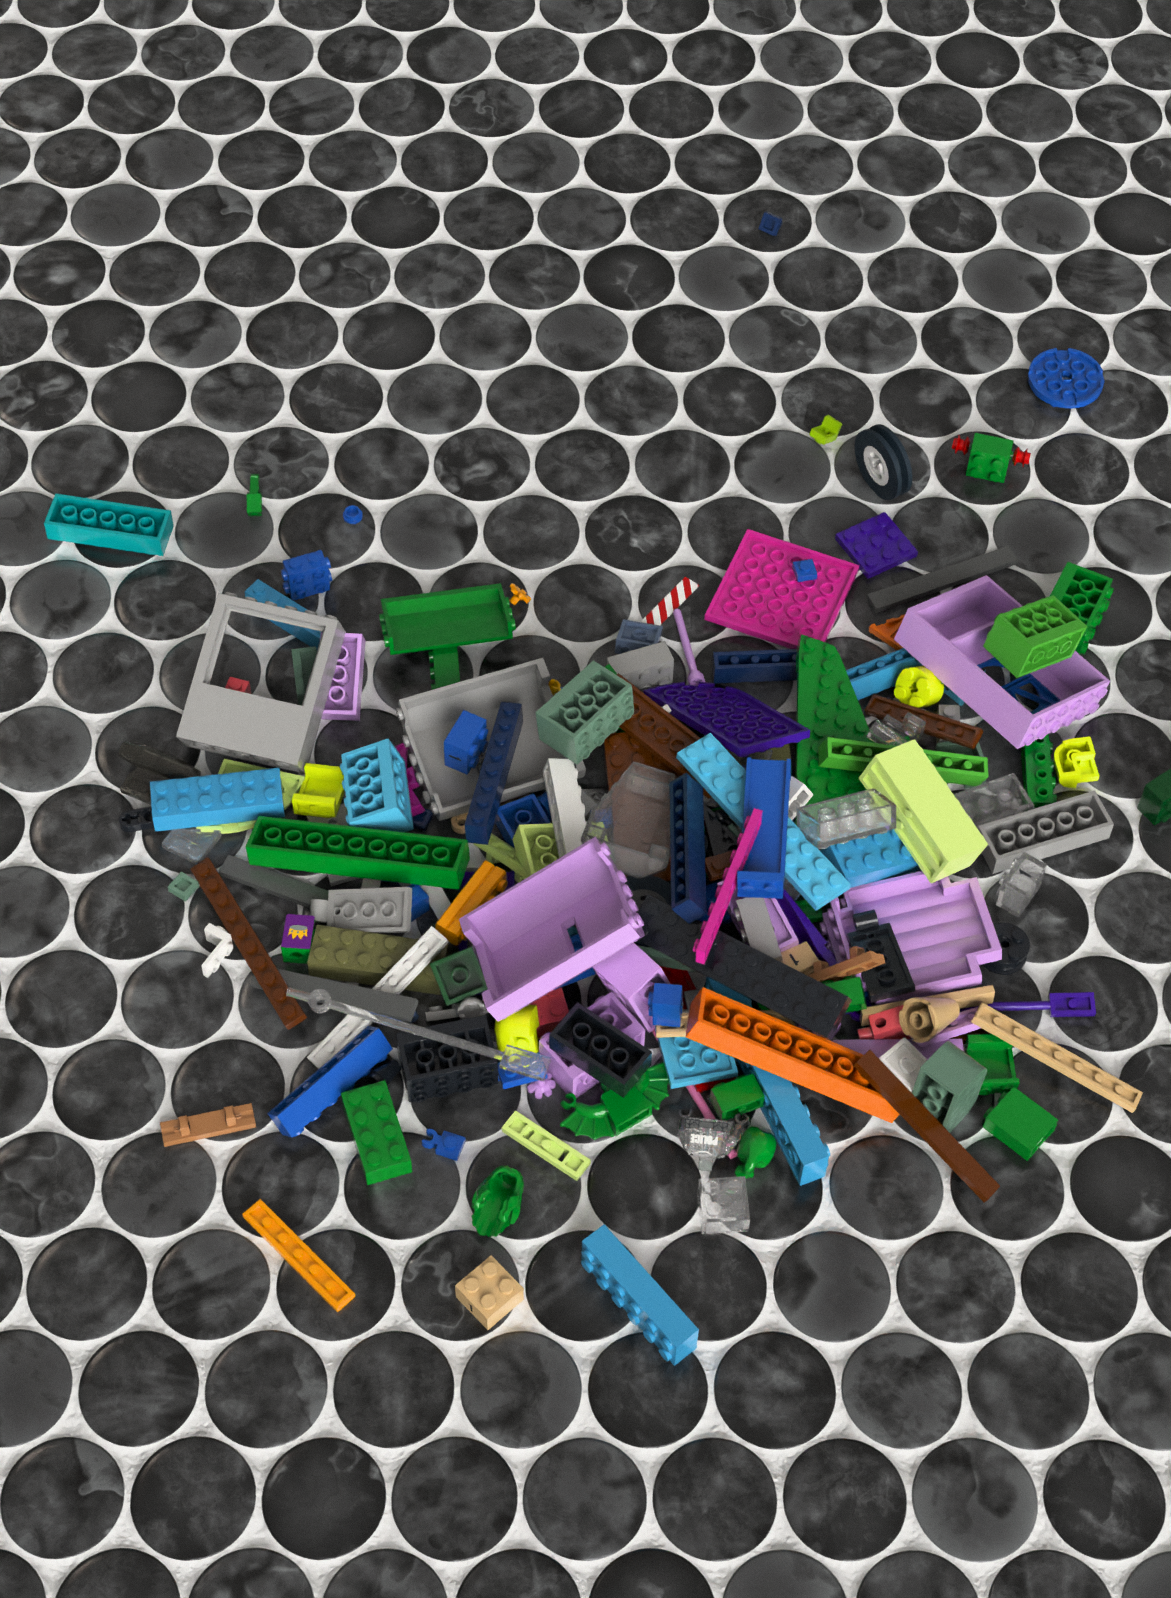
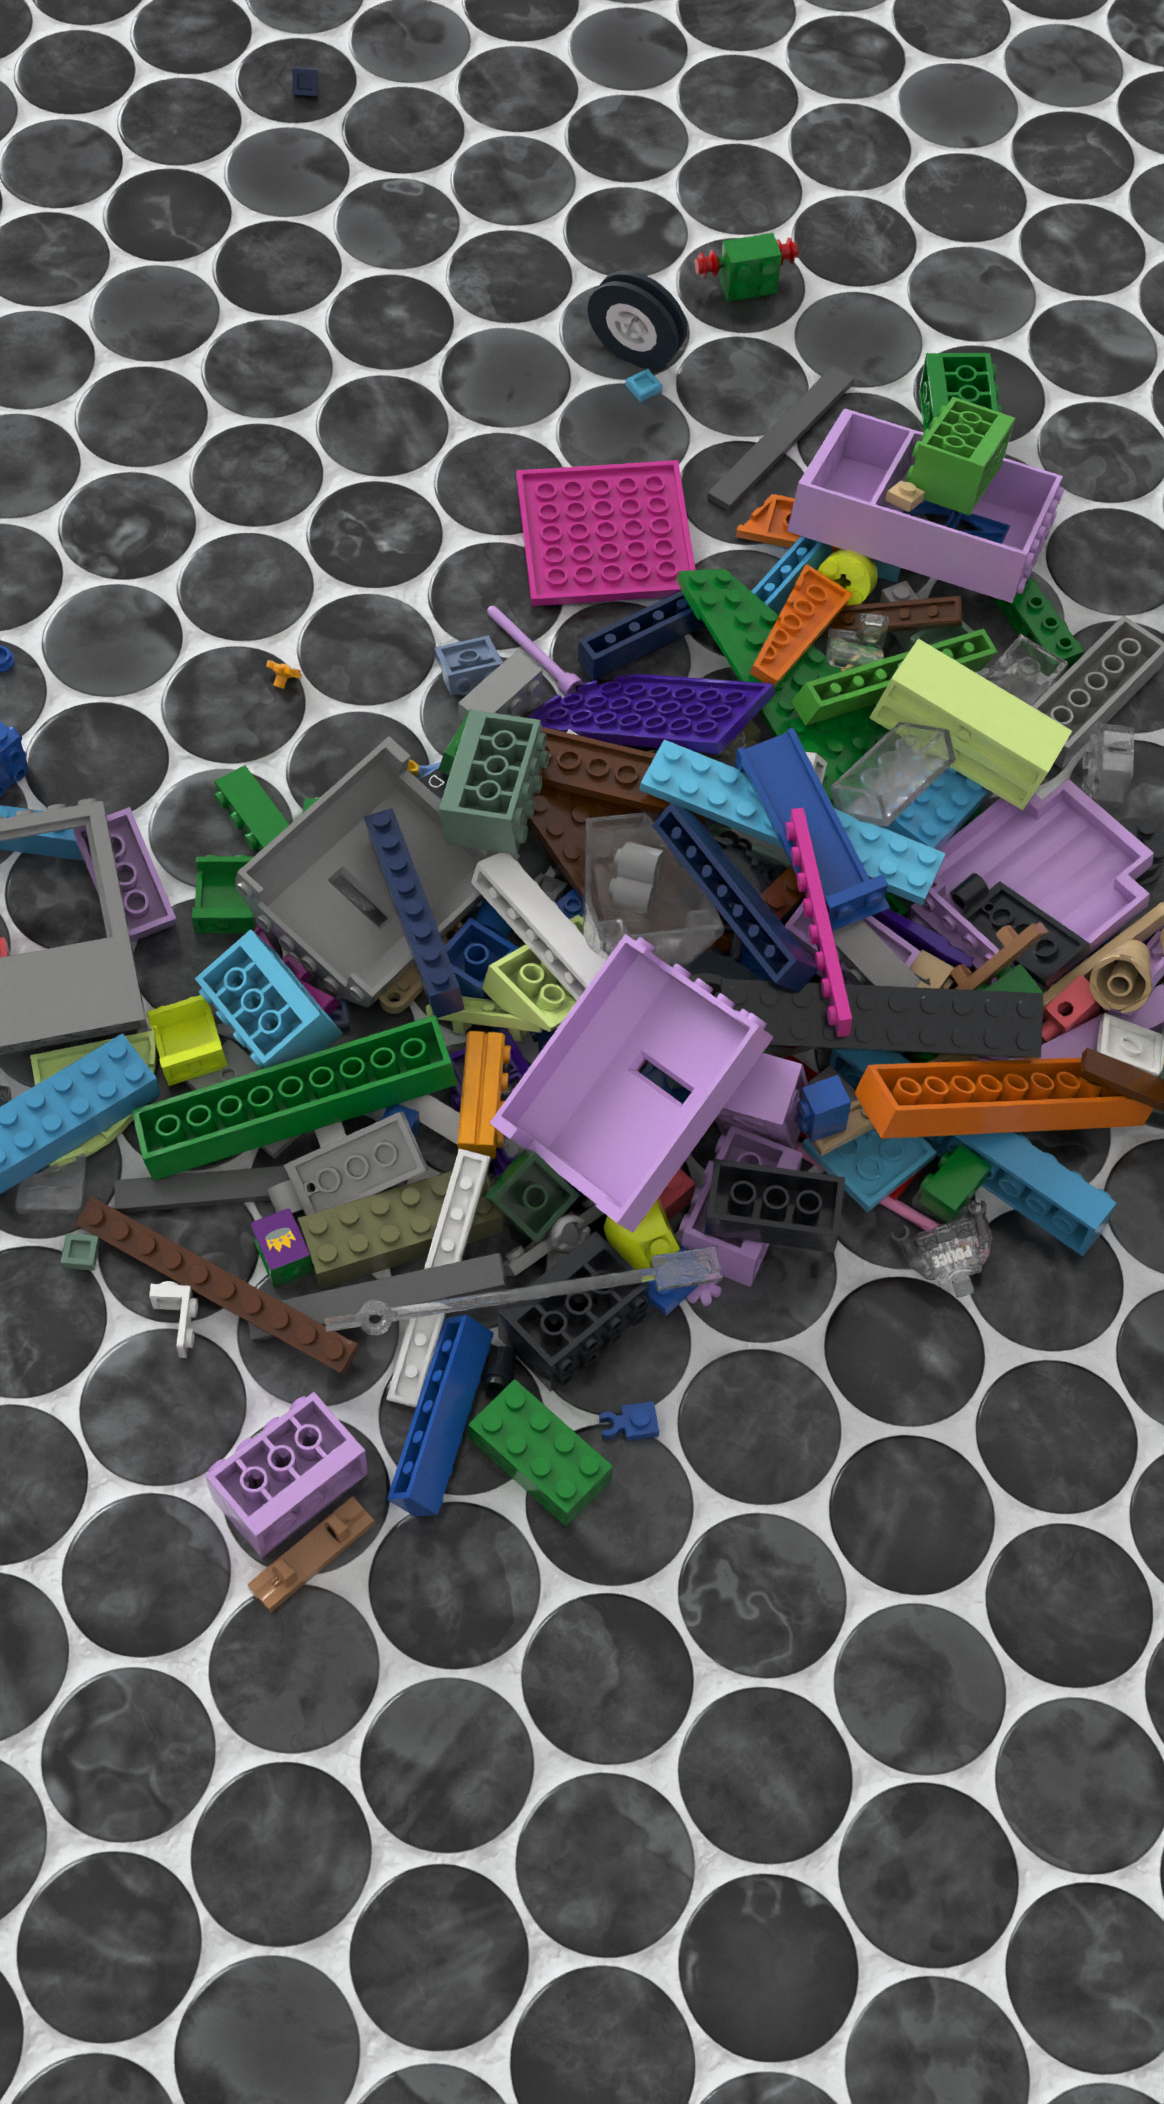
camera: 30 degrees left, 5 degrees up
(218, 1069) = (287, 1473): none -> lavender brick
(298, 1255) = (537, 1665): light orange tile -> none
(302, 663) = (72, 897): sand green panel -> none
(386, 722) = (217, 902): none -> green panel
(446, 619) = (214, 742): green panel -> none
(466, 742) = (351, 890): blue brick -> none
(489, 1292) = (811, 1585): tan brick -> none
(497, 1201) = (749, 1463): green hair -> none
(546, 1145) = (763, 1360): yellowish green hinge -> none
(617, 1113) = (812, 1276): green torso -> none
(639, 1295) = (997, 1492): dark azure brick -> none
(640, 811) = (636, 877): none -> light grey brick
(671, 602) = (476, 602): sticker -> none
(723, 1205) = (1018, 1326): clear brick -> none
(754, 1151) = (1014, 1241): green piece -> none
(804, 570) = (619, 493): blue plate -> none
(827, 431) = (534, 310): lime bracket -> none
(870, 507) = (644, 385): none -> medium azure tile
(870, 697) = (803, 619): none -> orange wing
(876, 545) = (678, 427): dark purple plate -> none
(977, 646) = (905, 495): none -> tan plate
(1075, 762) = (1075, 591): neon yellow brick -> none
(1080, 390) = (747, 141): blue plate -> none

